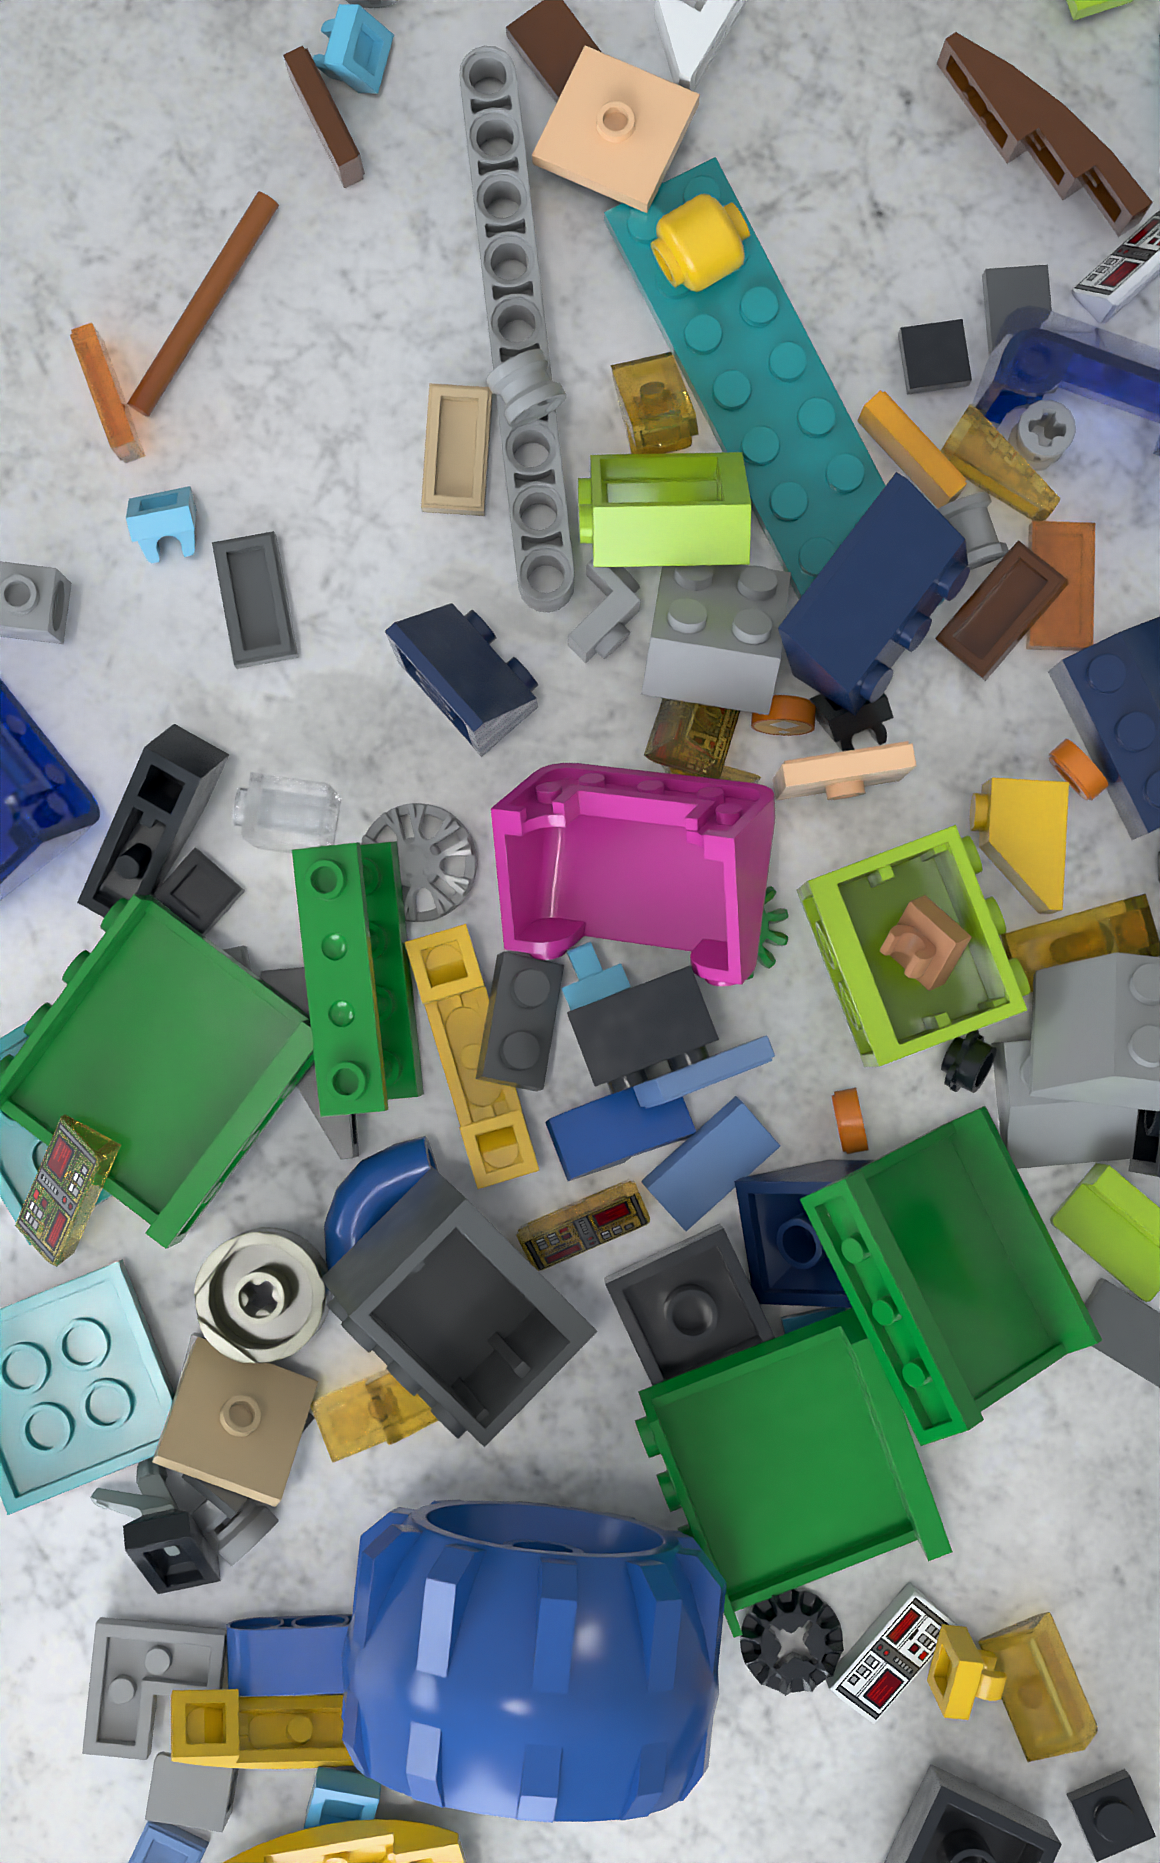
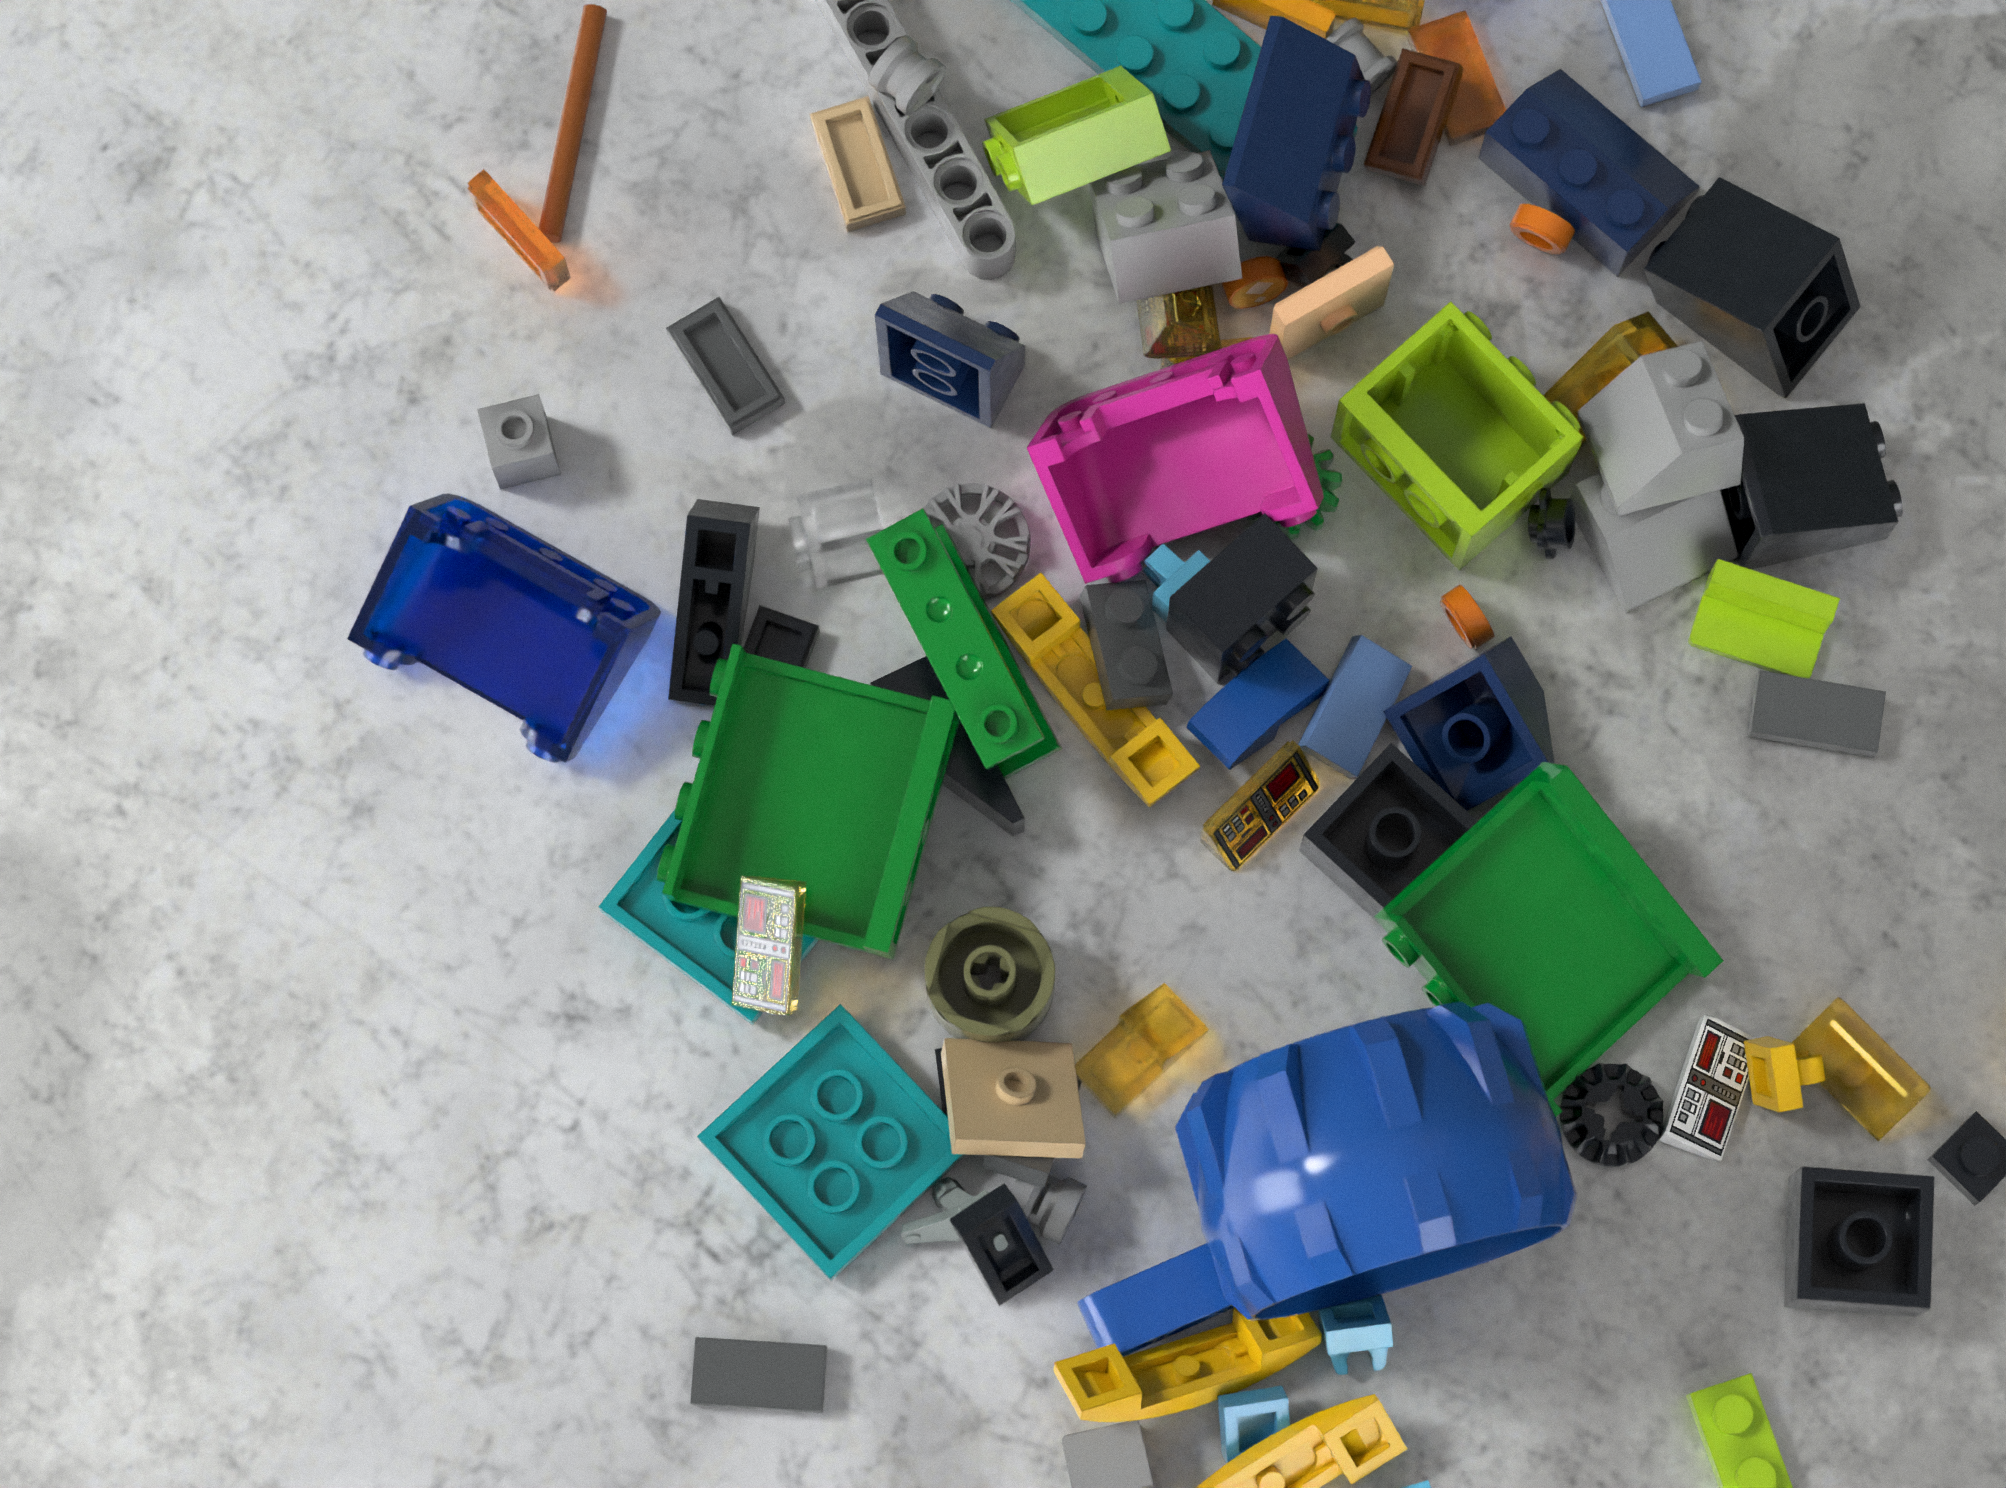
camera: 20 degrees left, 10 degrees down
(133, 1666) = (1002, 1384): light grey plate -> none
(162, 515) = (611, 320): medium azure tile -> none
(371, 1192) = (1052, 868): blue cylinder -> none
(454, 1310) = (1176, 903): dark grey container -> none
(605, 626) = (1059, 264): light grey bracket -> none
(654, 405) = (1024, 55): clear yellow slope -> none
(704, 1073) = (1314, 620): medium blue tile -> none
(926, 943) = (1468, 418): nougat tile -> none
(950, 1273) = (1615, 698): green panel -> none
(1025, 835) = (1519, 304): yellow slope -> none

